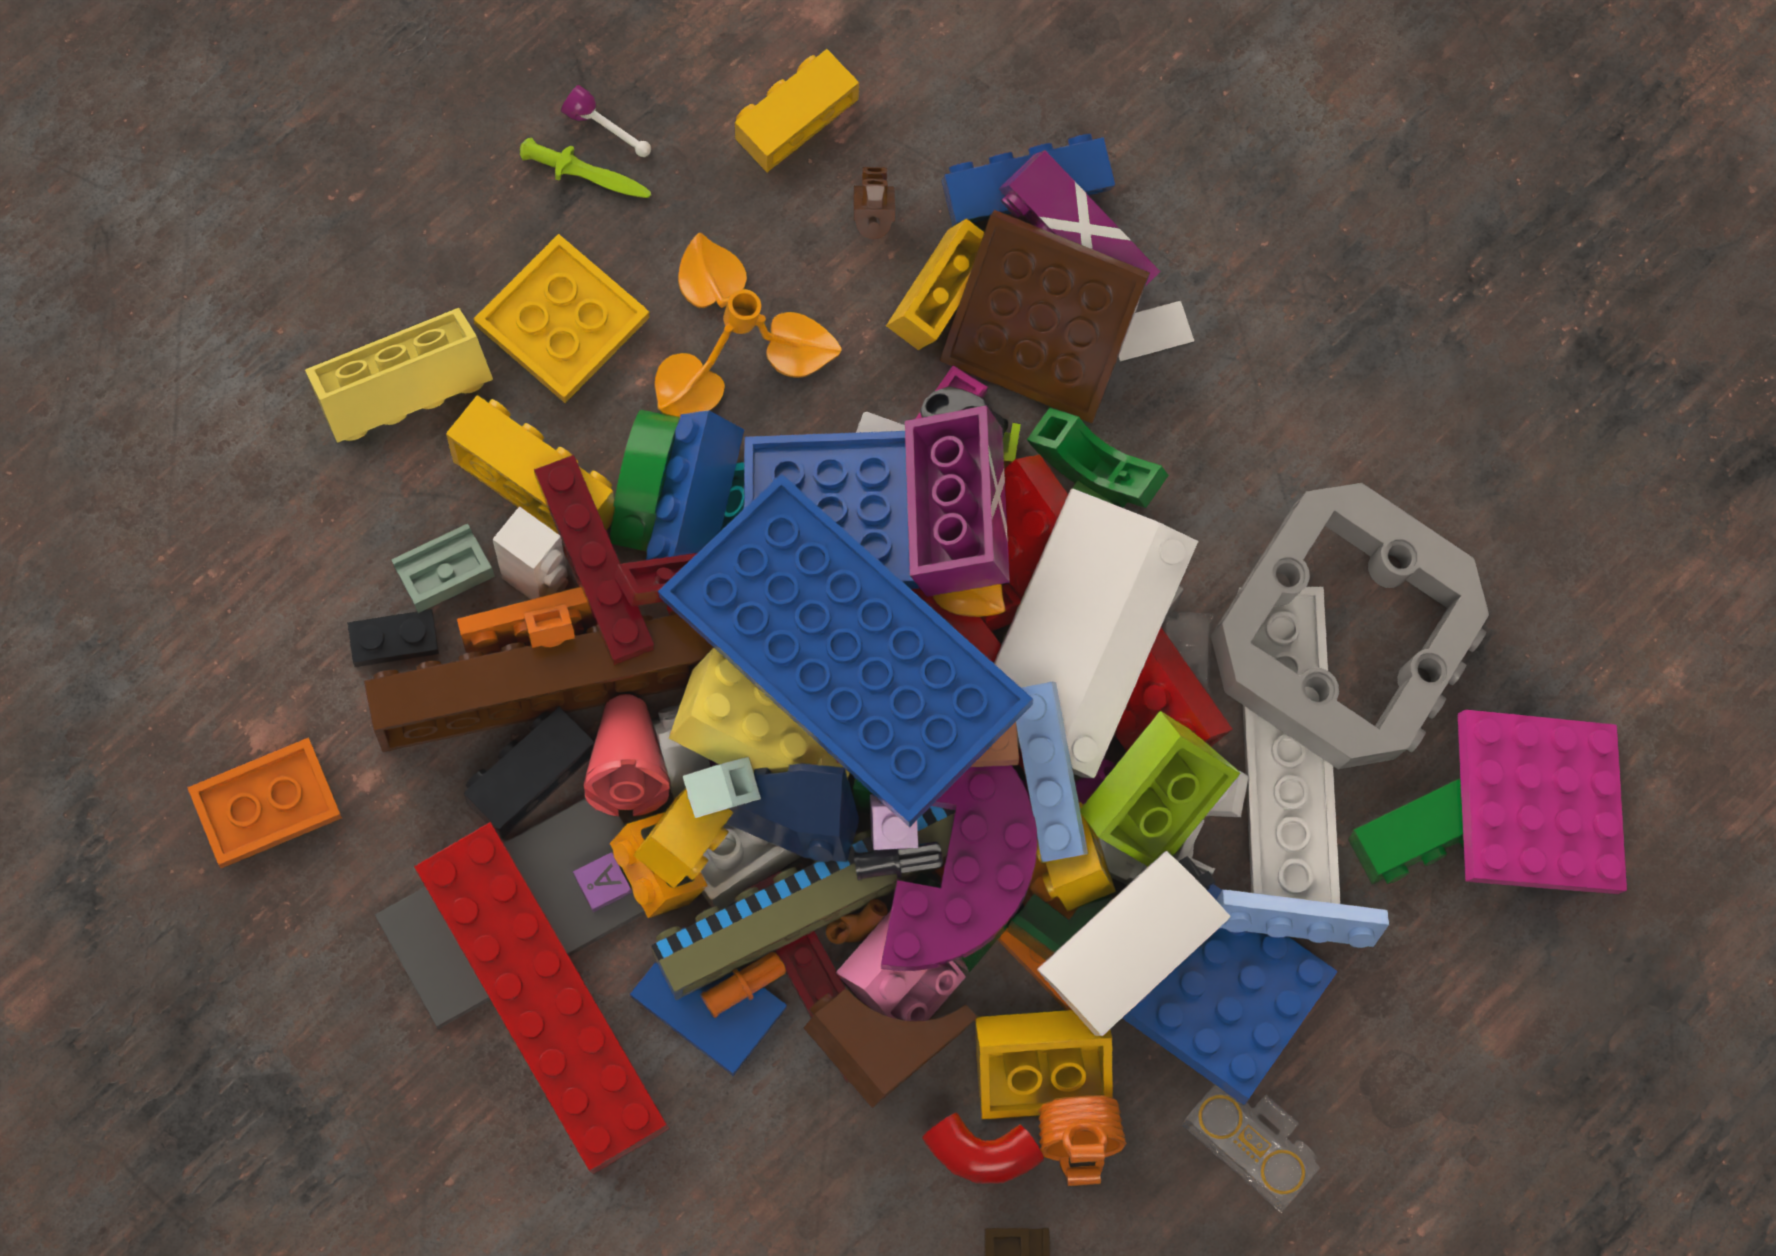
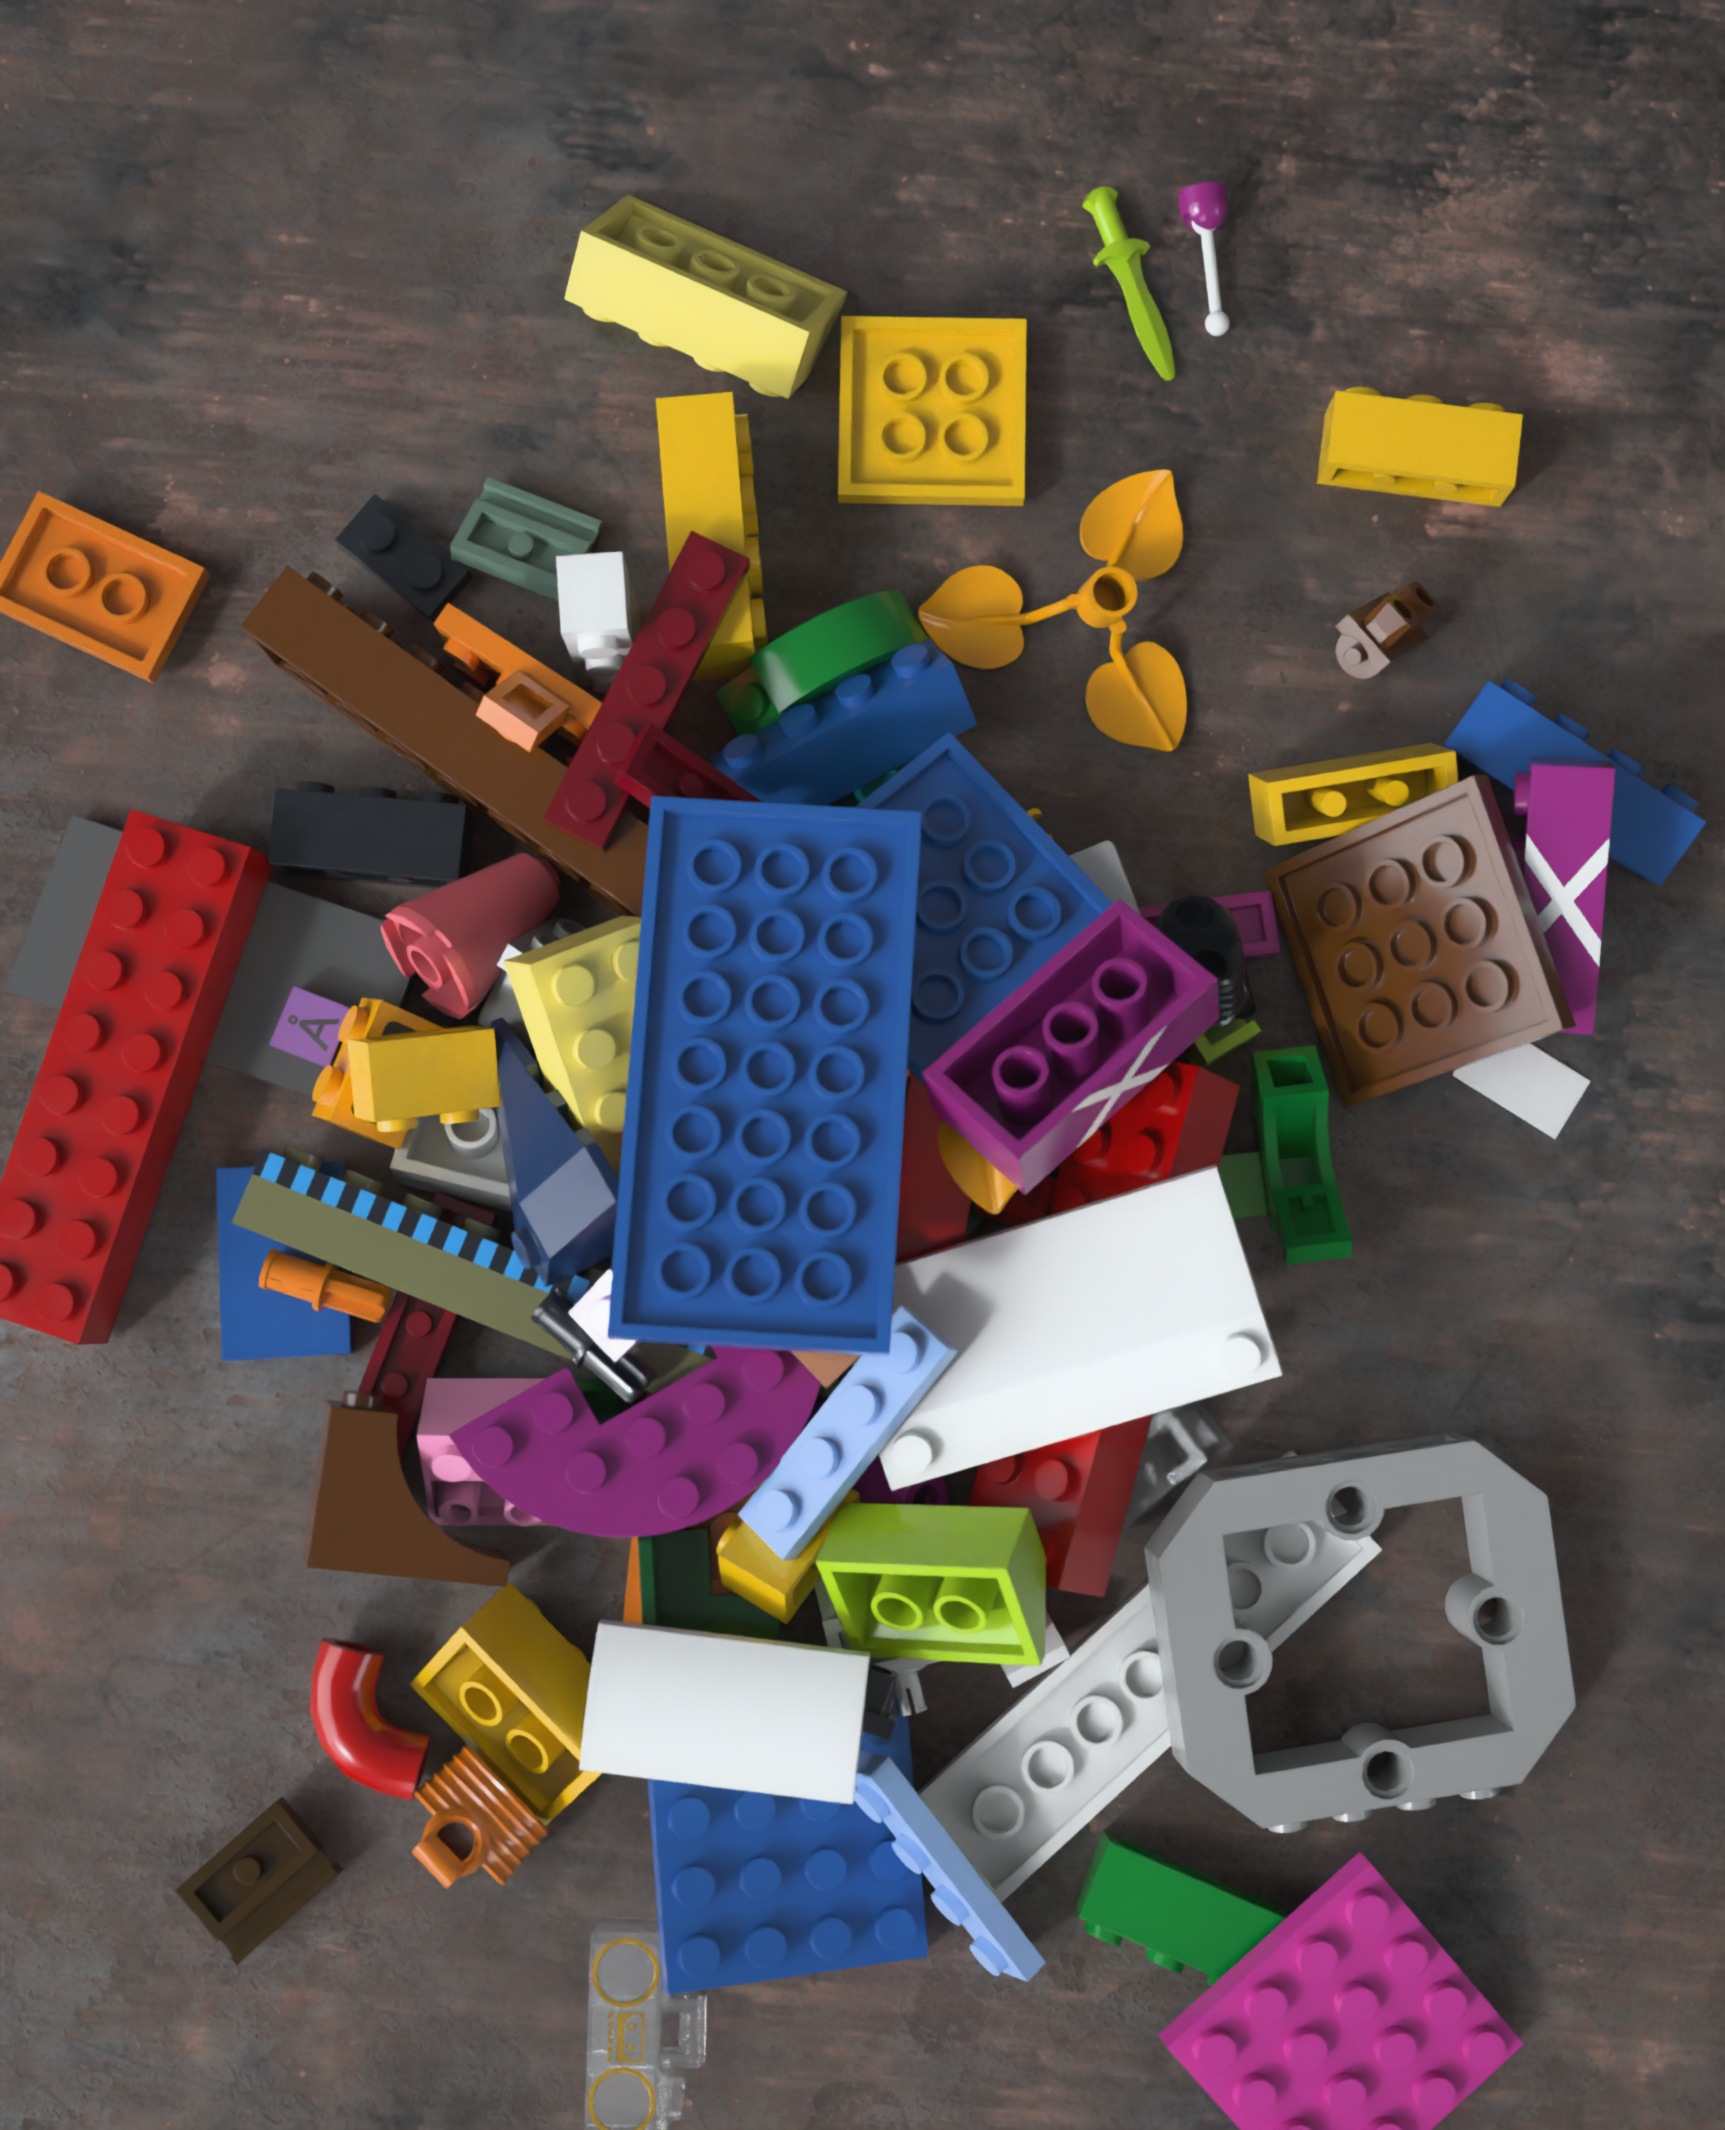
camera: 55 degrees right, 10 degrees up
(721, 787) = (497, 1072): light aqua brick -> none
(857, 926) = (508, 1354): dark orange arm -> none

